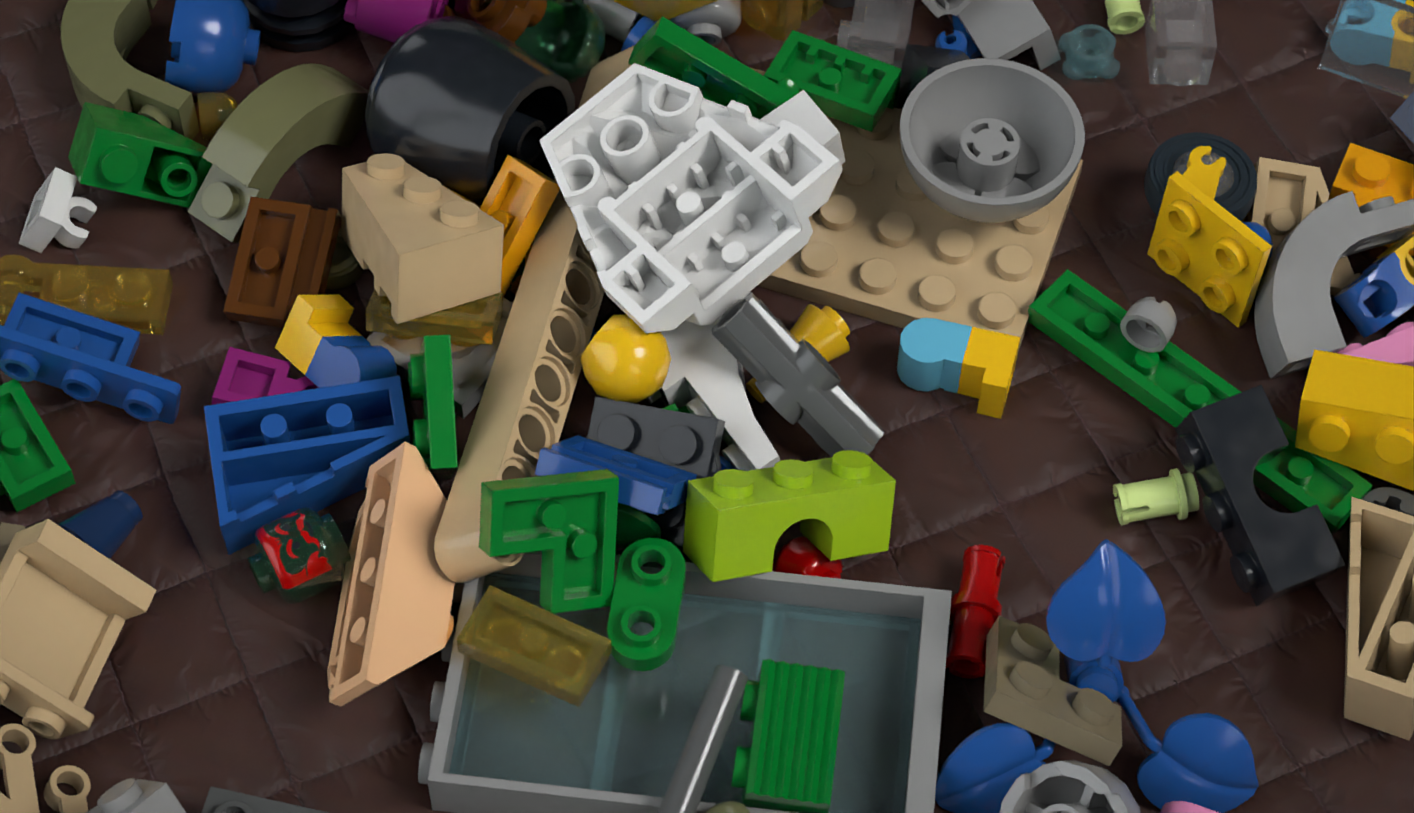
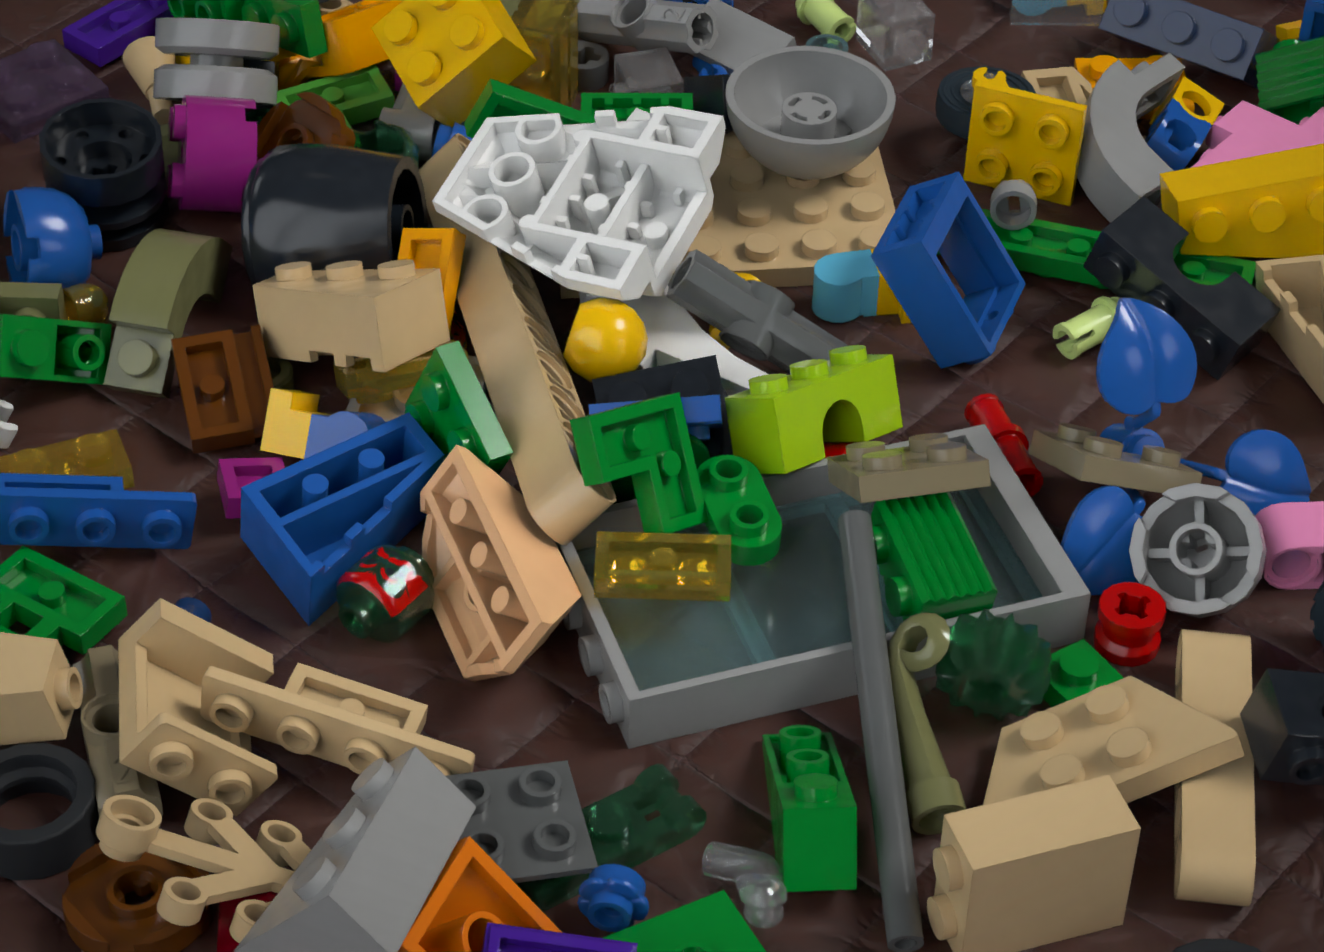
camera: 25 degrees left, 15 degrees down
(181, 685) = (326, 718): none -> tan bracket
(818, 634) = (922, 468): none -> dark tan plate
(991, 349) = (949, 220): none -> blue window

